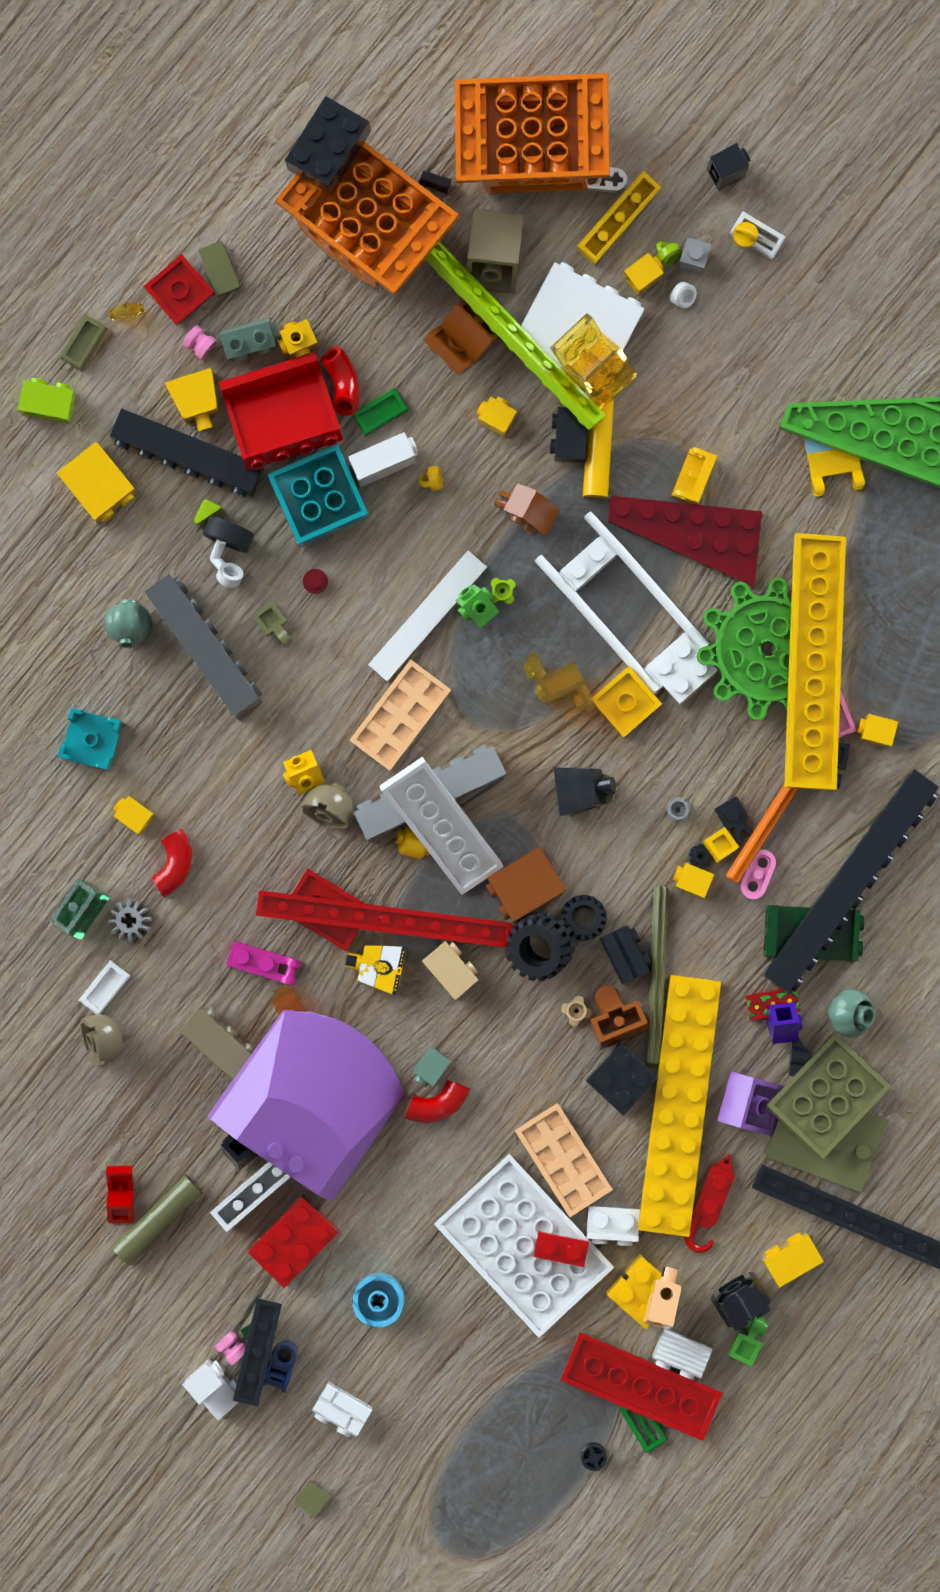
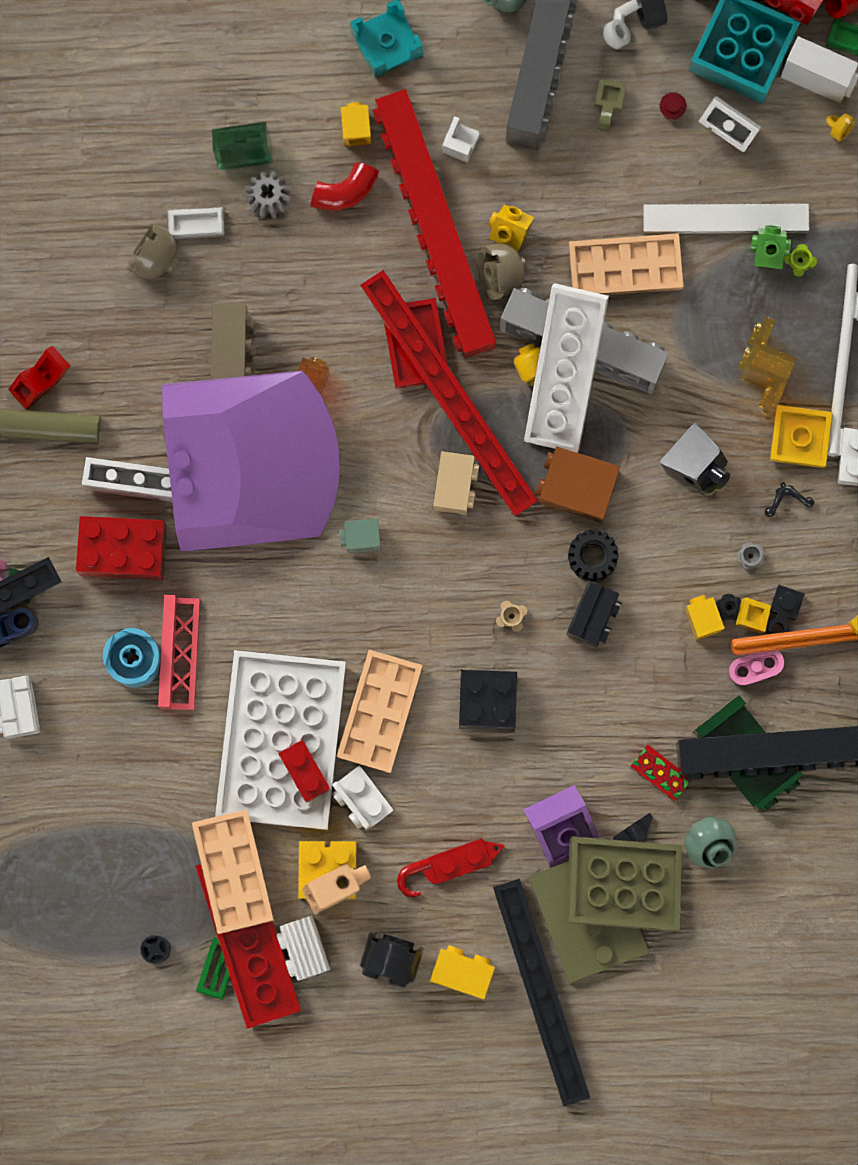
camera: 55 degrees right, 5 degrees down
(209, 751) = (460, 141): none -> white panel
(237, 1153) = (154, 440): black brick -> none
(252, 821) = (435, 224): none -> red brick
(262, 962) = (326, 330): dark pink plate -> none
(365, 555) = (729, 124): none -> white brick
(379, 966) = (407, 424): torso -> none
(394, 1270) = (168, 647): none -> coral fence
(438, 1107) = (335, 572): red cylinder -> none
(526, 959) = (518, 533): black tyre -> none
(588, 1358) = (232, 871): none -> light nougat plate
(616, 1020) = (533, 653): dark orange brick -> none
(657, 974) = (599, 656): olive axle -> none
(675, 736) = (783, 491): none -> black piece
(679, 1106) = (508, 768): yellow plate -> none
(746, 1346) = (356, 997): bright green plate -> none
(783, 1023) = (653, 794): dark purple brick -> none

